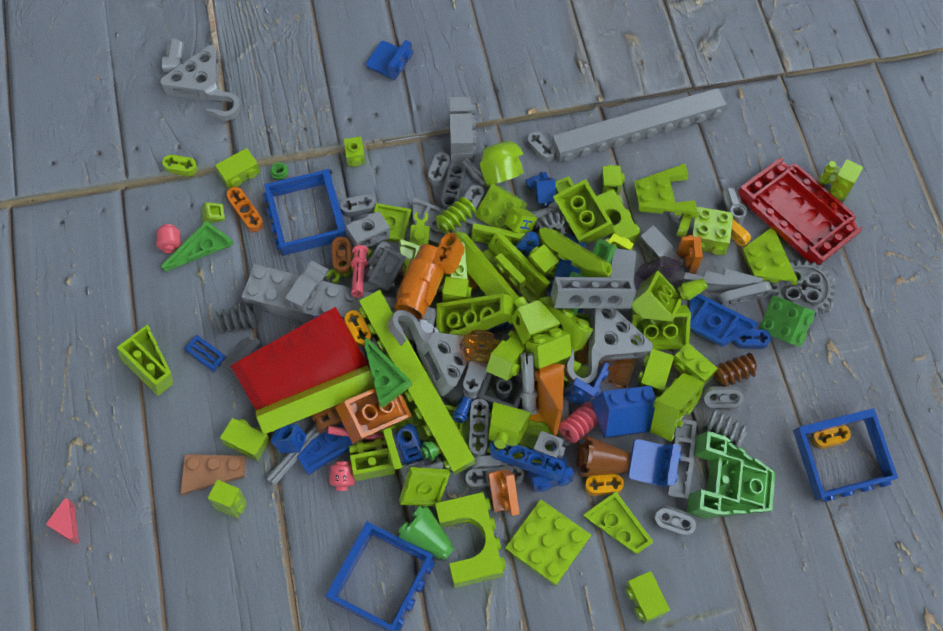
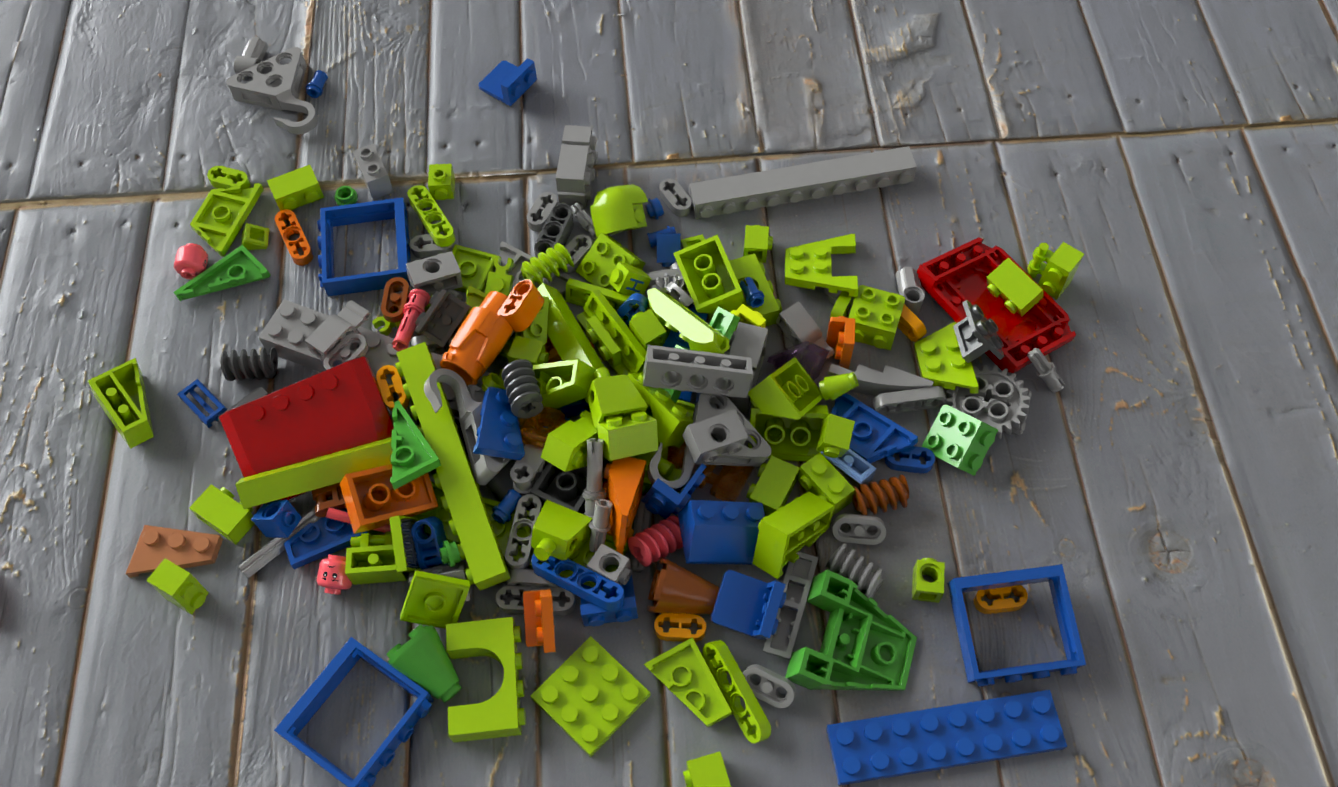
camera: 10 degrees right, 5 degrees down
(184, 196) = (224, 215): none -> lime wing
(232, 78) = (314, 88): none -> blue pin
(297, 148) = (373, 171): none -> light grey brick
(315, 306) = (344, 350): none -> light grey plate
(355, 179) = (431, 215): none -> lime beam
(435, 317) = (492, 380): none -> lime plate
(450, 351) = (499, 428): none -> blue wing
(462, 319) = (522, 389): none -> dark grey piece
(527, 157) = (654, 208): none -> blue plate
(537, 416) = (600, 523): none -> light grey axle
(561, 228) = (679, 294): none -> light grey tile
(619, 225) = (753, 296): none -> blue pin
(620, 333) = (725, 426): none -> light grey brick
(654, 525) = (755, 727): none -> lime beam
(698, 329) = (835, 436): none -> lime brick
(709, 346) = (854, 466): none -> light blue slope
(777, 437) = (926, 590): none -> lime brick
(791, 238) = (977, 334): none -> dark grey bracket
(804, 541) = (945, 737): none -> blue plate
(812, 197) = (1014, 287): none -> lime brick
(844, 260) = (1046, 370): none -> light grey axle

